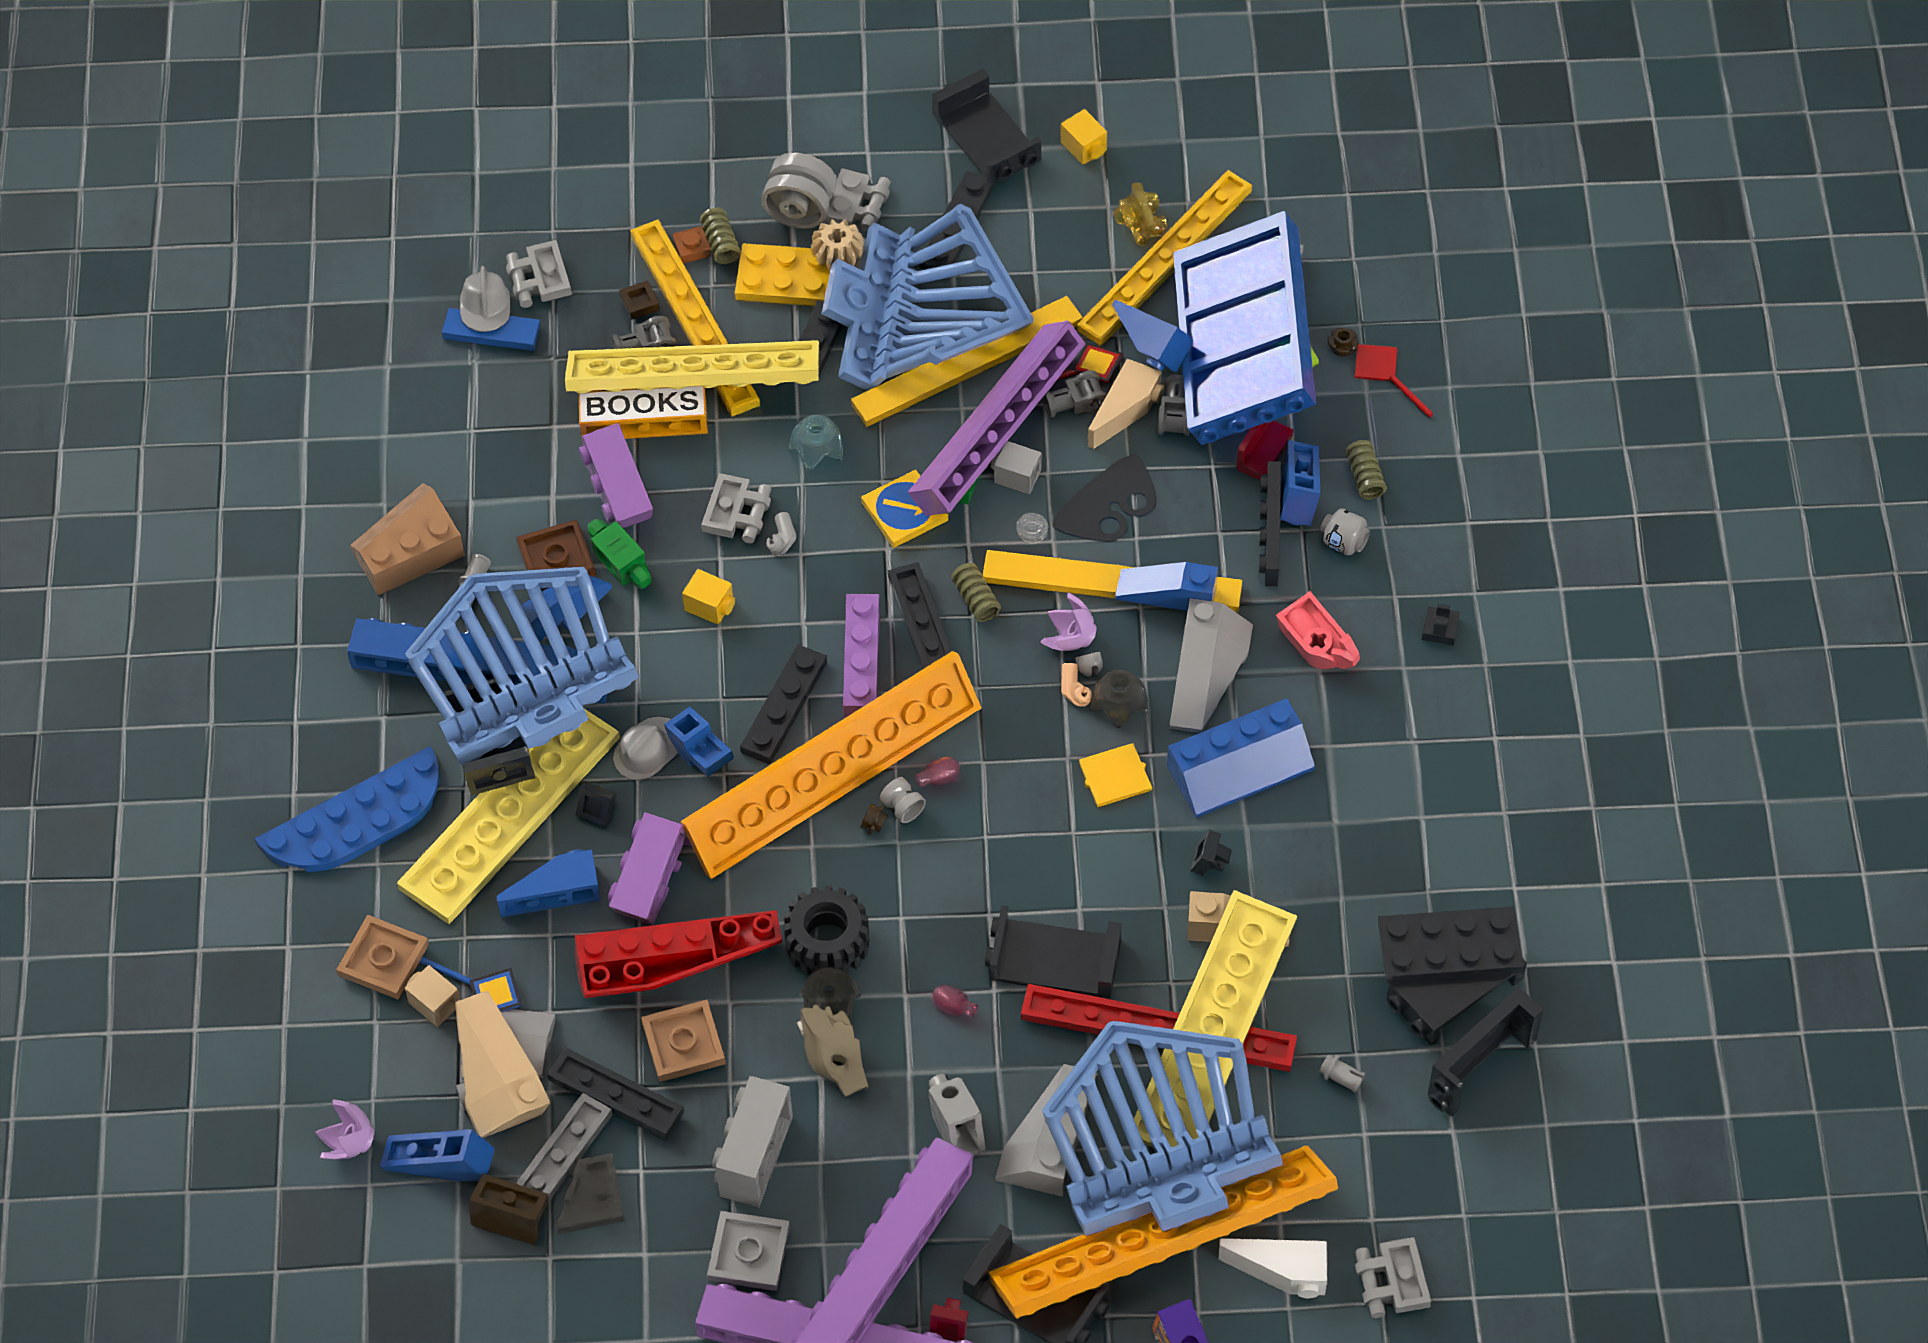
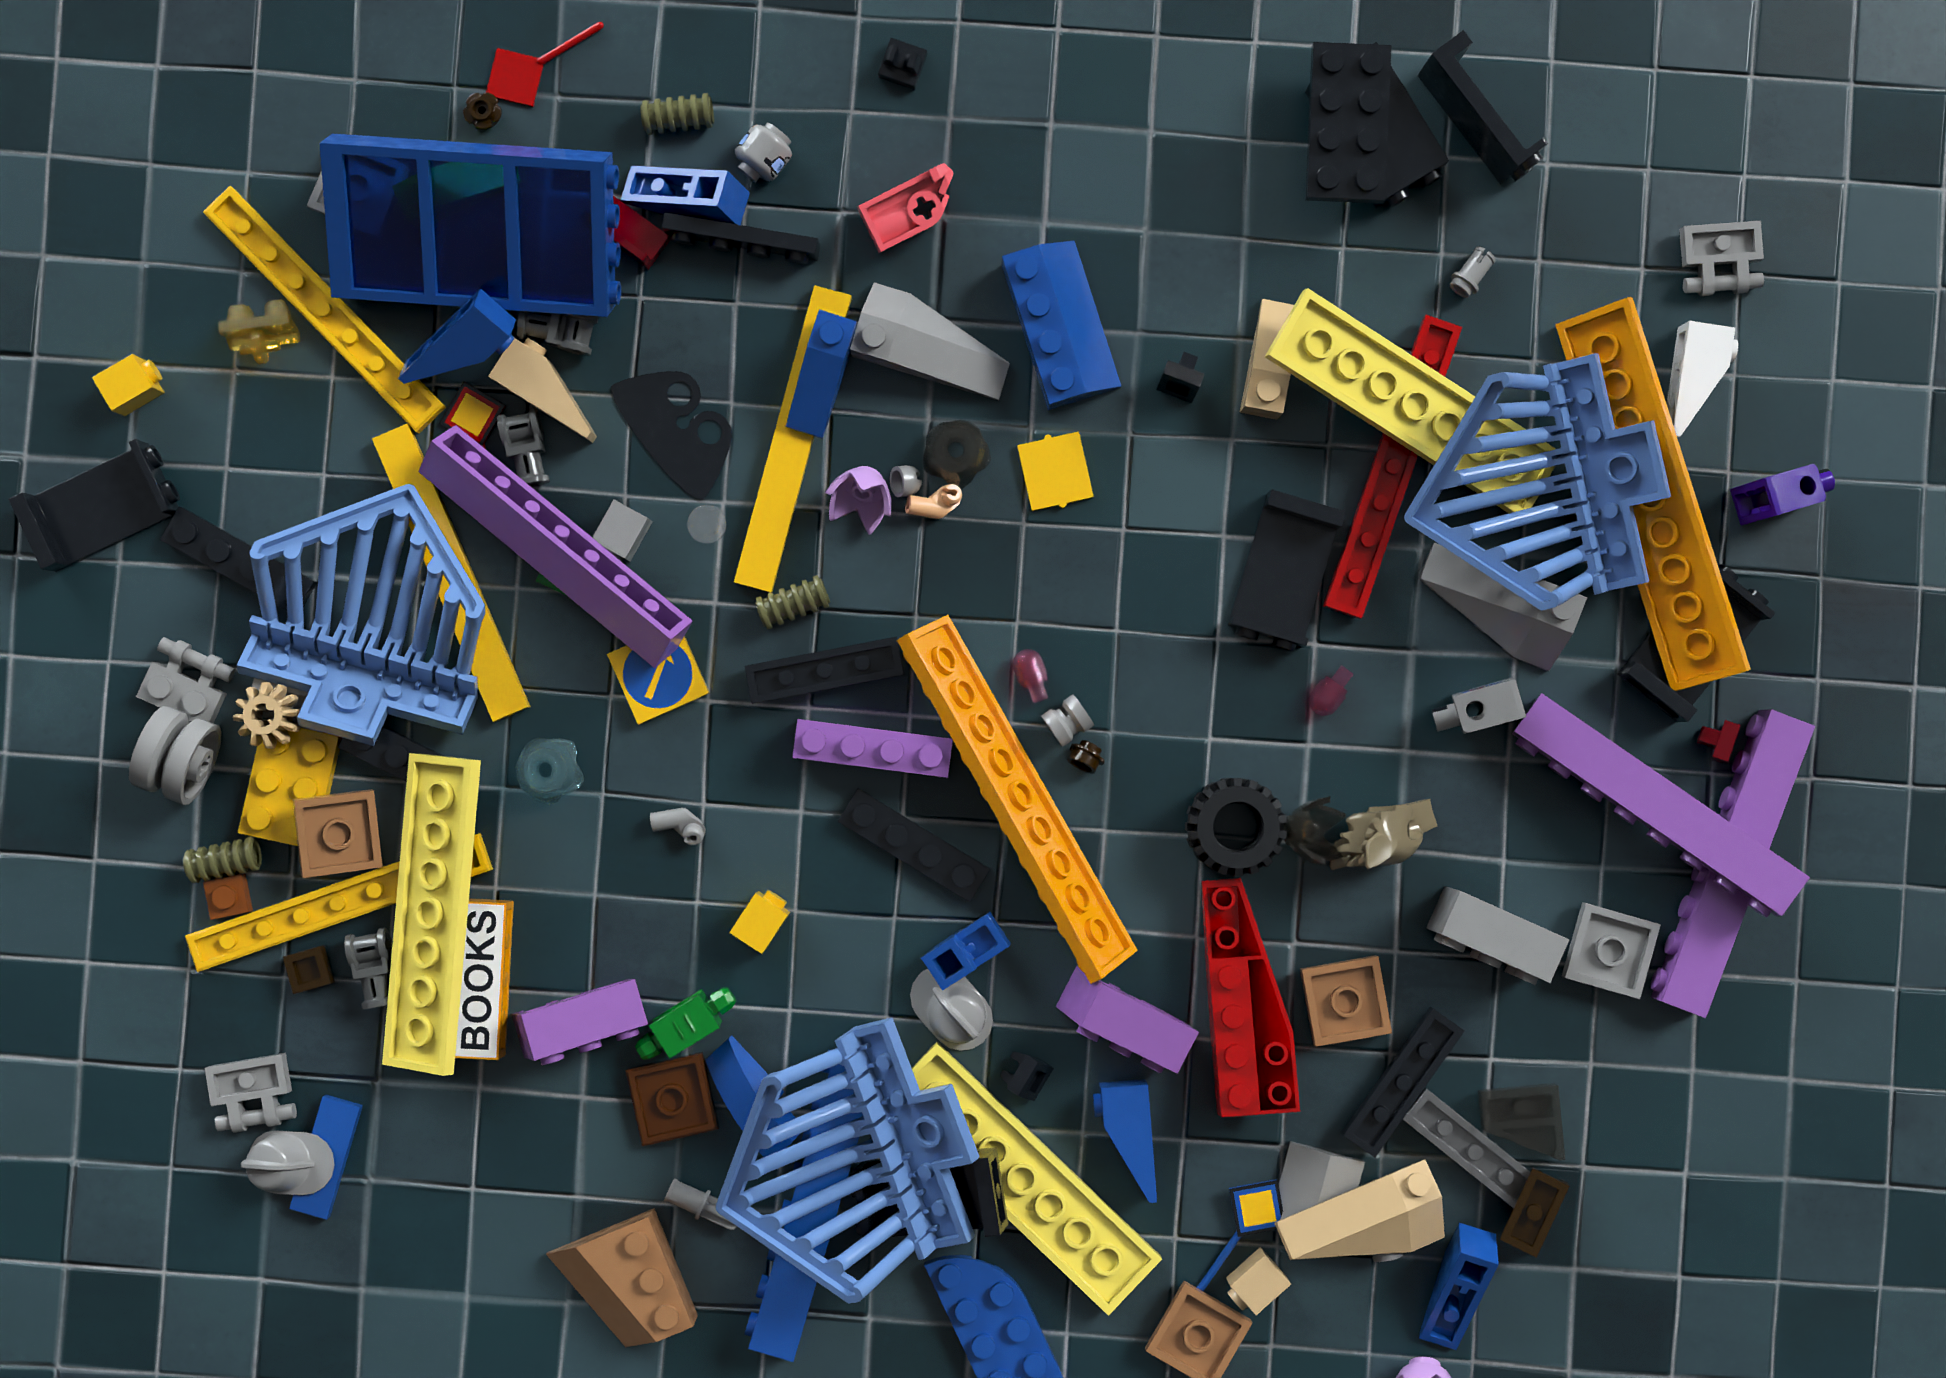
camera: 90 degrees left, 30 degrees up
(726, 505) = (632, 888): light grey plate -> none
(749, 303) = (337, 833): none -> medium nougat plate

